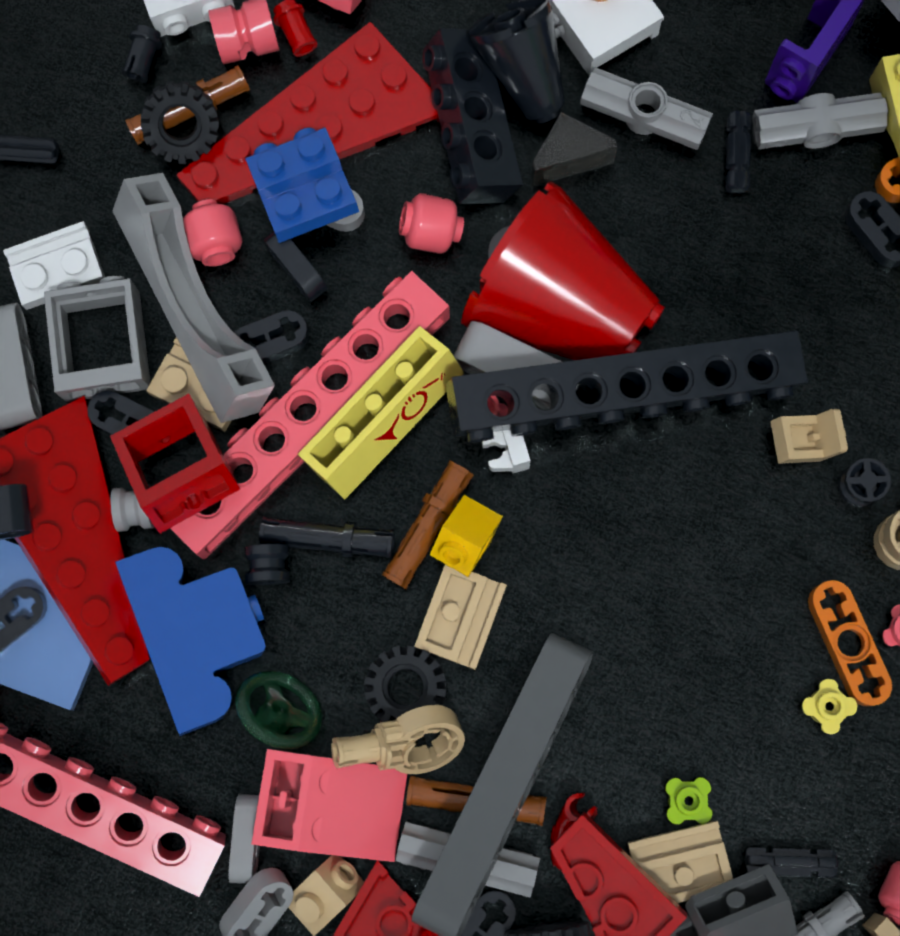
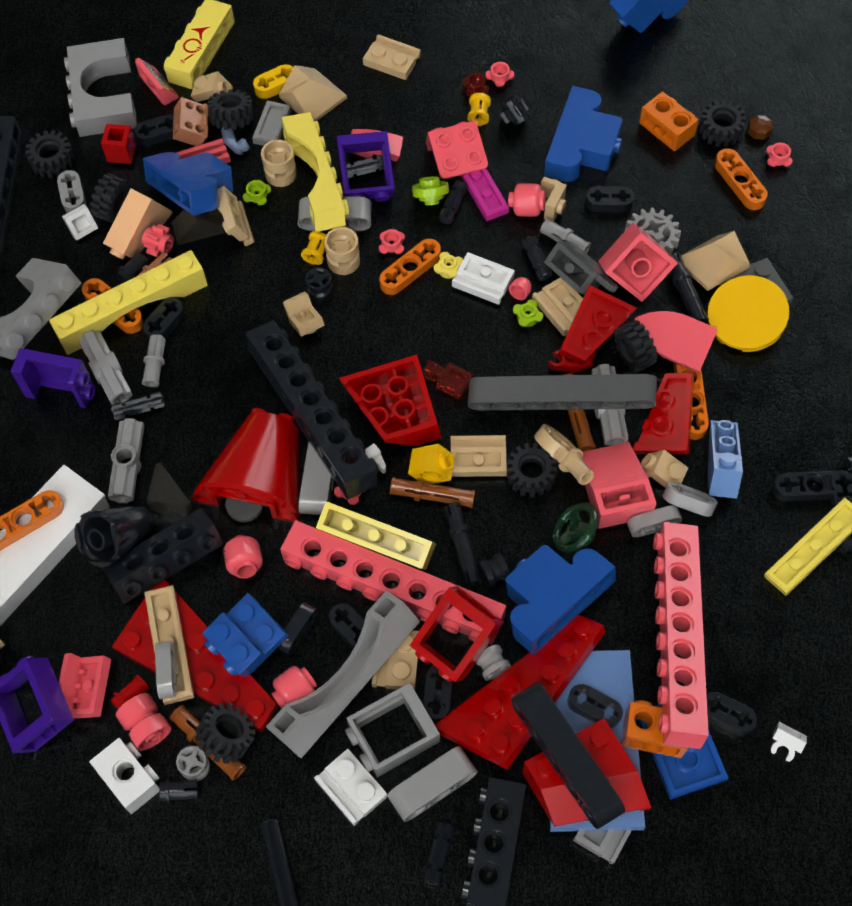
camera: 115 degrees left, 15 degrees down
(164, 68) = (188, 759): none -> light grey wheel
(286, 63) = (165, 670): none -> light grey beam
(335, 87) = (166, 627): none -> tan tile
(592, 521) = (396, 401): none -> red wedge
(607, 626) = (450, 380): none -> clear red plate
(742, 809) = (520, 288): none -> coral hinge
(782, 753) = (483, 278): none -> white plate
(808, 193) = (154, 361): none -> light grey axle

